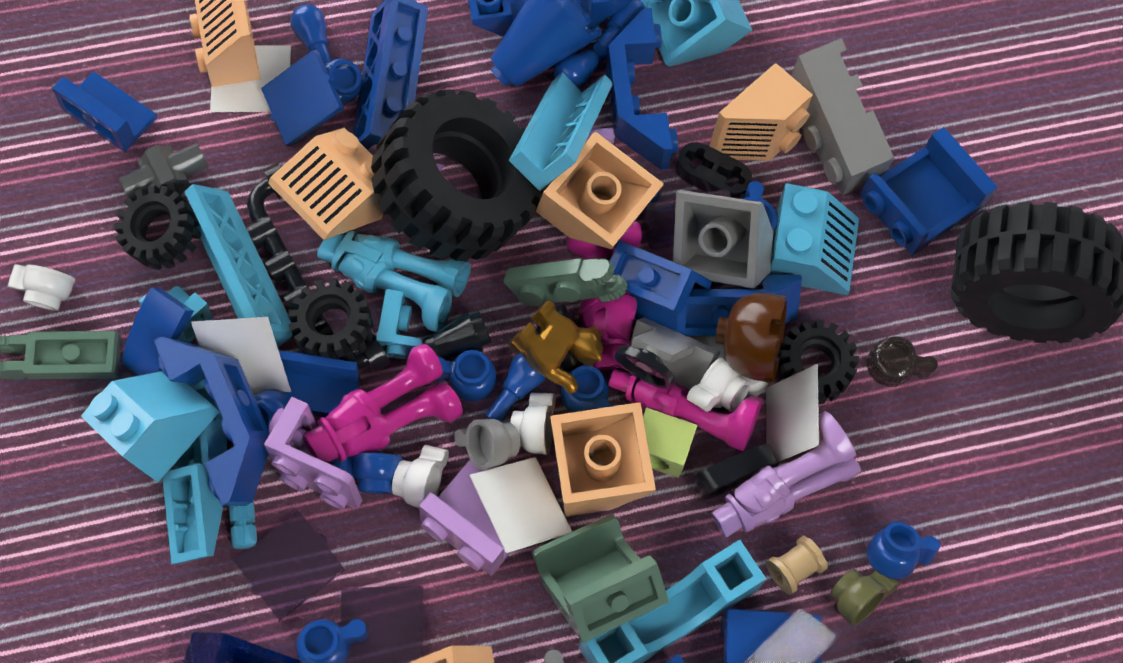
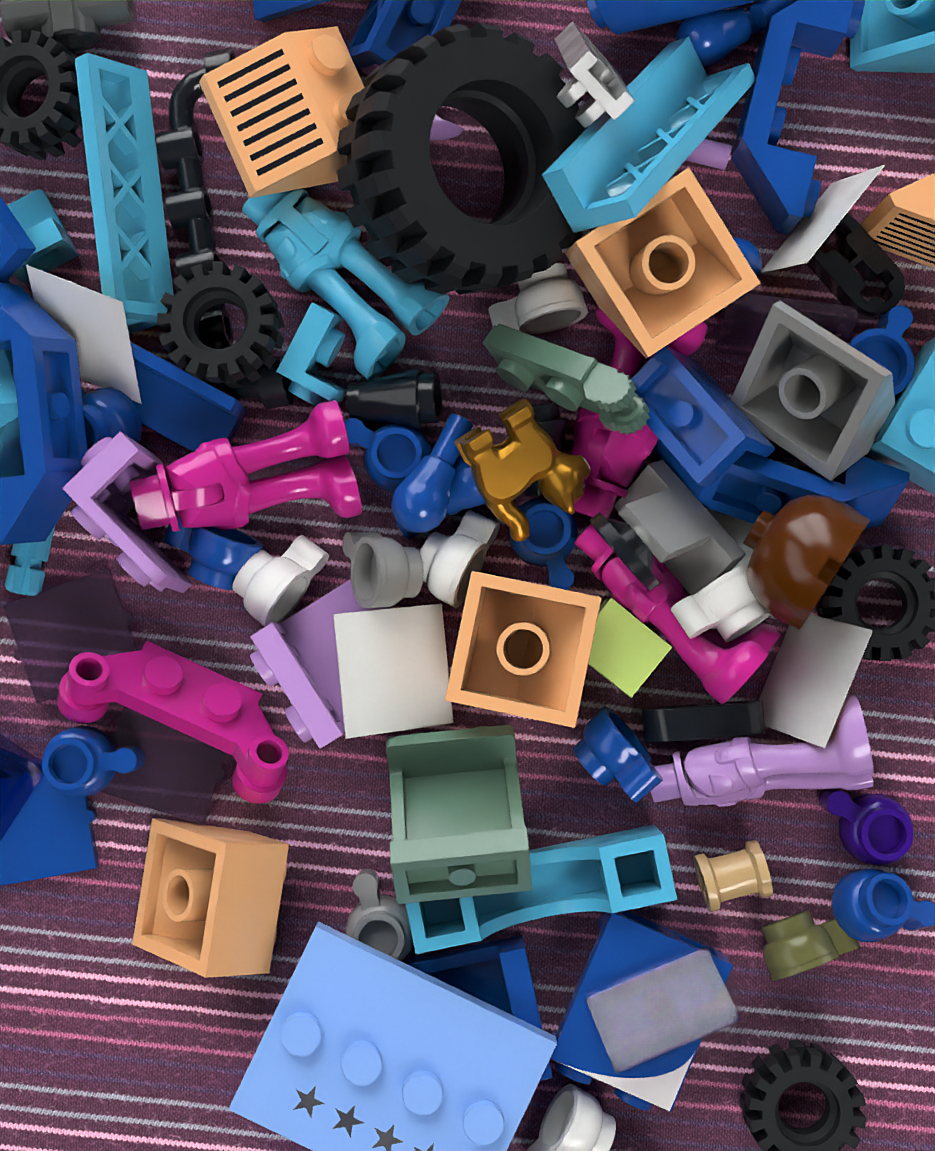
camera: 25 degrees right, 20 degrees up
(385, 575) = (187, 700): none -> dark pink plate
(500, 386) = (424, 494): none -> blue piece
(515, 103) = (592, 74): none -> light grey hinge
(531, 247) = (544, 303): none -> white piece
(685, 146) = (826, 216): none -> white sticker
(686, 510) = (616, 752): none -> blue piece
(872, 505) = (870, 825): none -> dark purple piece

